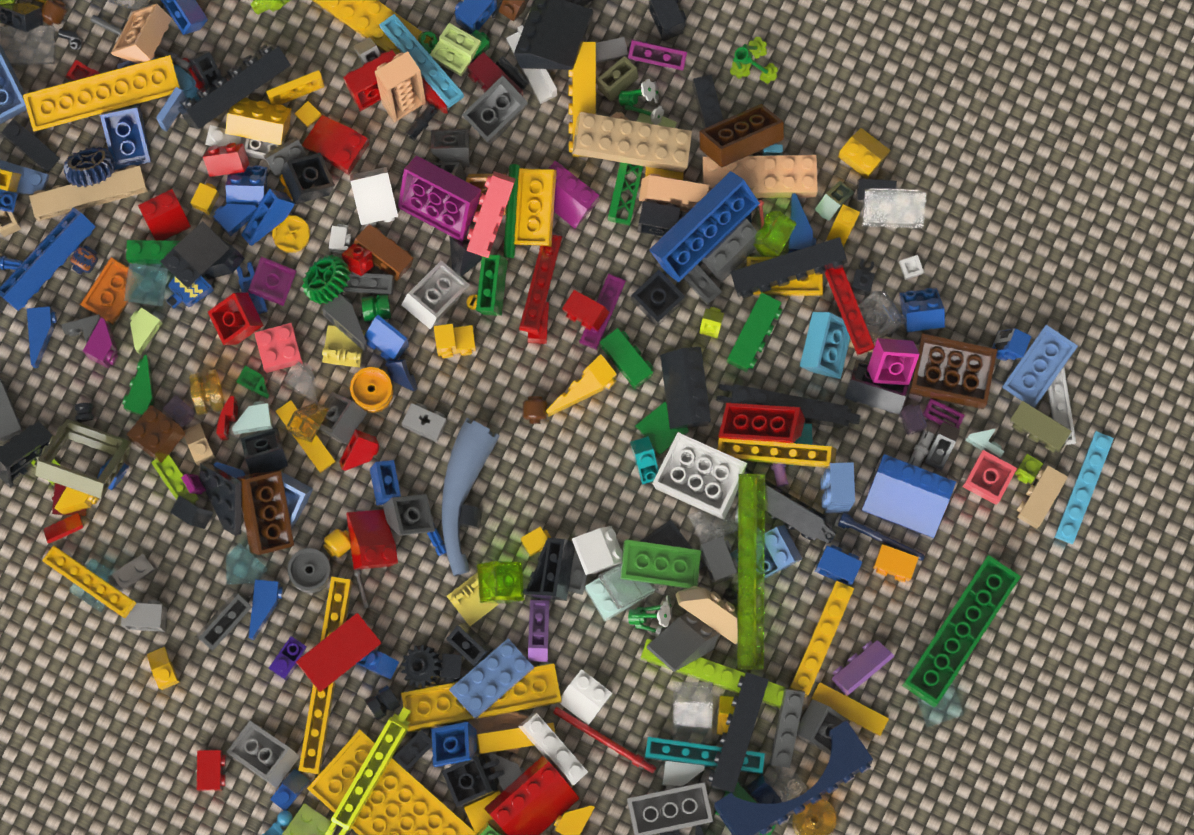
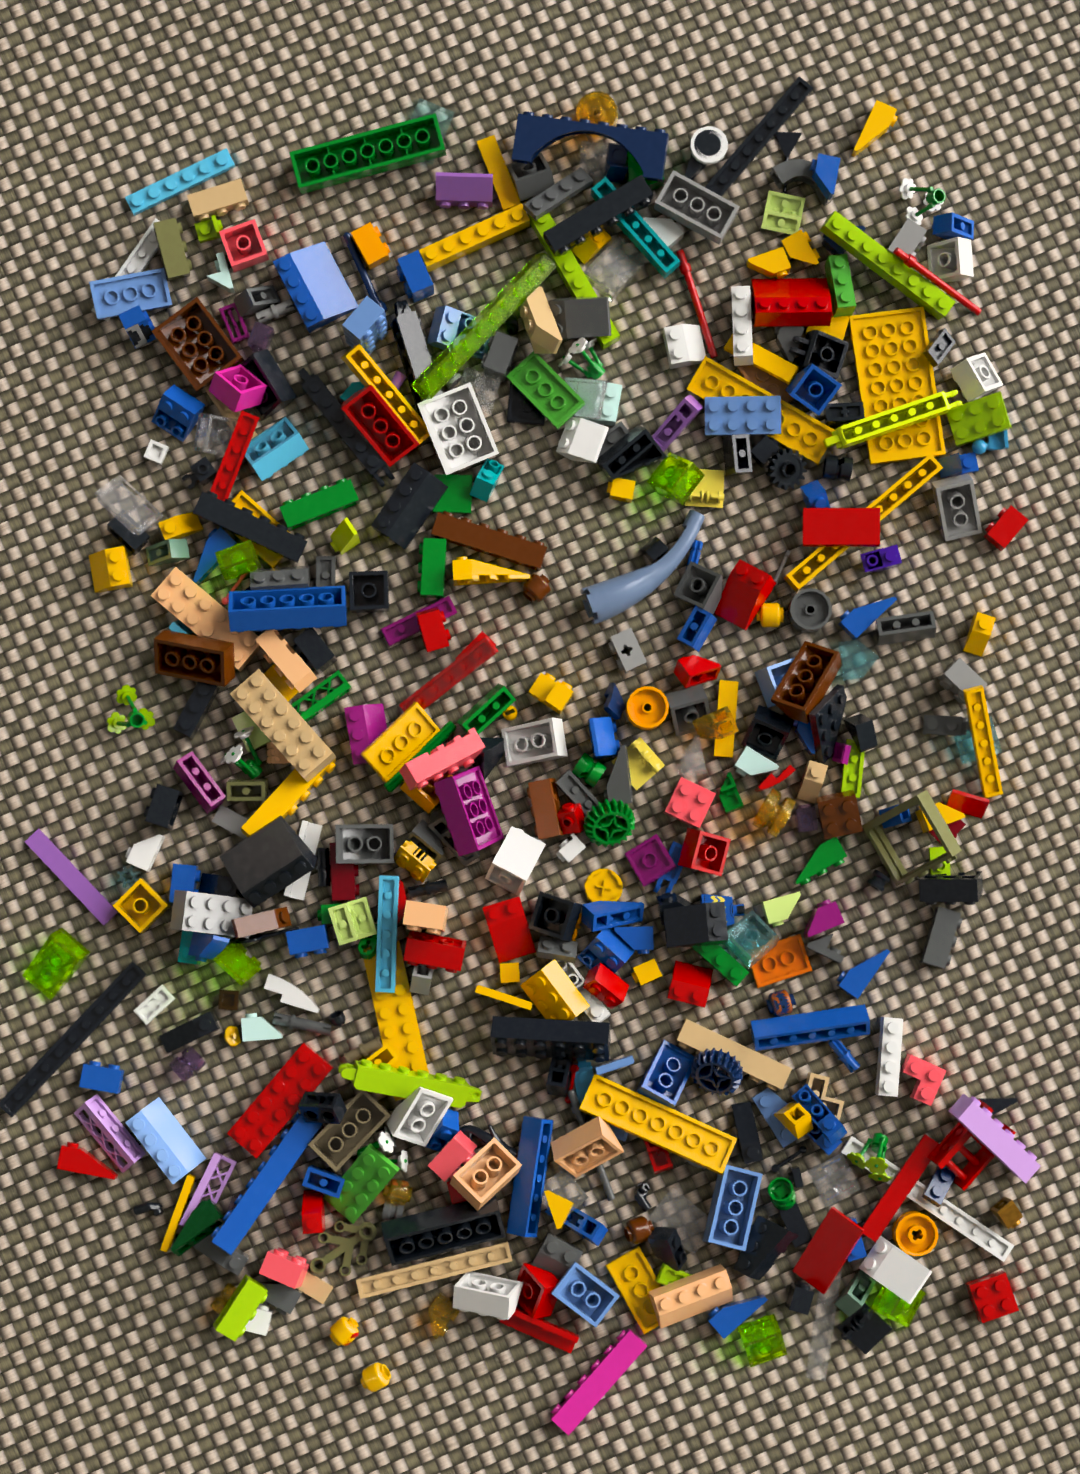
camera: 145 degrees left, 5 degrees up
(456, 126) = (405, 859): none -> yellow hinge
(602, 414) = (489, 541): none -> reddish brown brick

